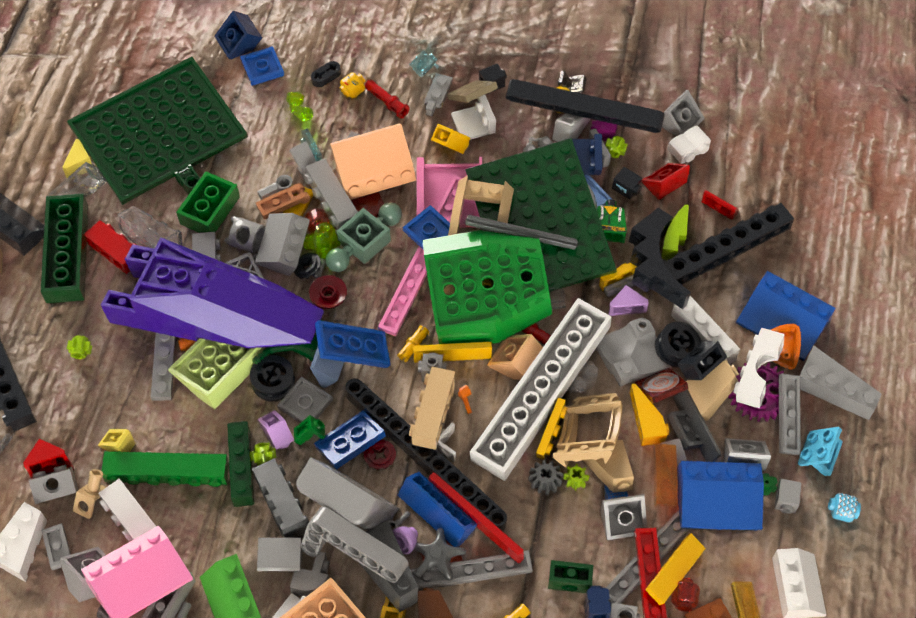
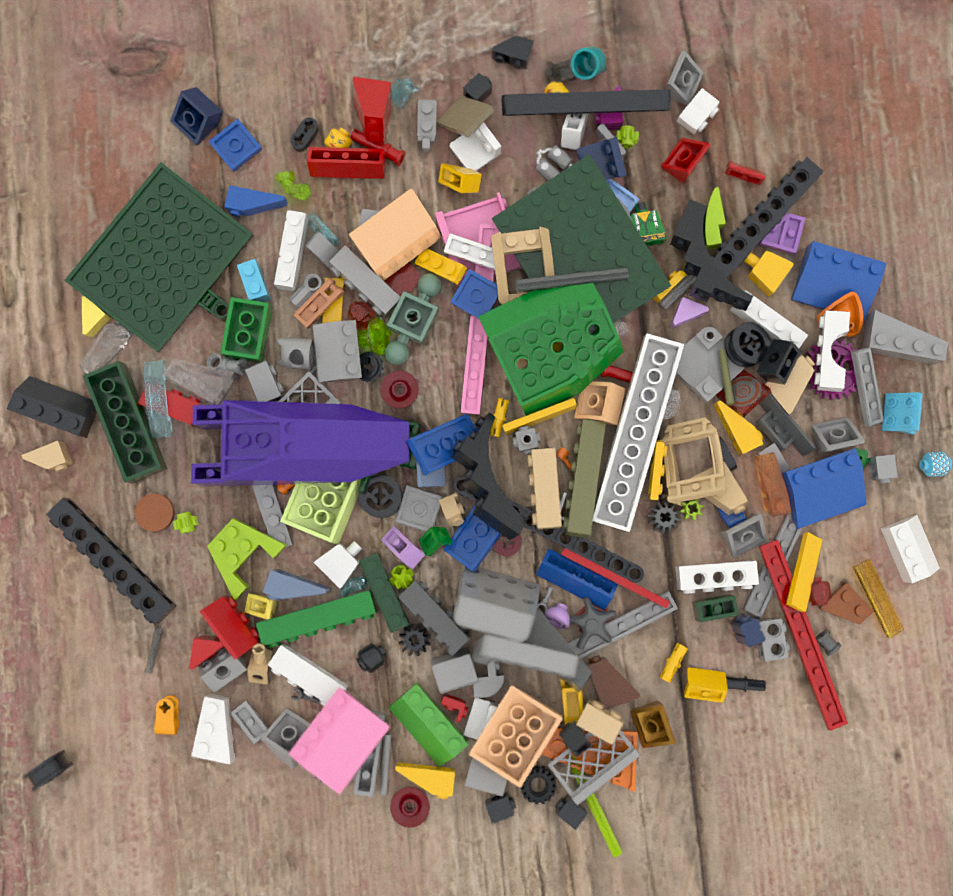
camera: 20 degrees left, 25 degrees up
(54, 332) = (154, 512): none -> dark orange tile
(79, 447) = (231, 626): none -> red slope
(100, 238) = (156, 399): none -> clear light blue slope
(113, 384) = (234, 546): none -> lime wing
(118, 538) = (303, 696): none -> dark grey hand
(154, 429) = (286, 585): none -> sand blue slope
(187, 230) = (228, 364): none -> light grey connector
(202, 521) = (371, 658): none -> black head
(208, 425) = (340, 563): none -> white torso
(214, 448) = (353, 584): none -> clear light blue arm
(232, 166) = (254, 281): none -> medium azure brick
(252, 510) = (408, 642): none -> black gear
(257, 110) = (250, 202): none -> blue slope
(266, 590) = (451, 703): none -> red bracket
(275, 155) = (291, 251): none -> white brick
(336, 407) = (452, 509): none -> tan brick
(353, 101) = (346, 162): none -> red brick
(374, 402) = (479, 479): none -> black arch
(395, 64) = (373, 107): none -> red slope
(405, 199) = (440, 266): none -> yellow plate
(436, 192) = (470, 251): none -> white plate
(476, 415) = (585, 478): none -> olive brick
(535, 58) = (513, 51): none -> black slope
(593, 543) = (747, 570): none -> white brick
(600, 80) = (590, 62): none -> teal piece
(626, 435) = (727, 456): none -> black beam
(627, 183) = (650, 176): black brick -> none
(647, 365) = (726, 377): none -> olive bar
(718, 289) = (767, 271): none -> yellow torso
(743, 264) = (785, 234): none -> medium lavender wing

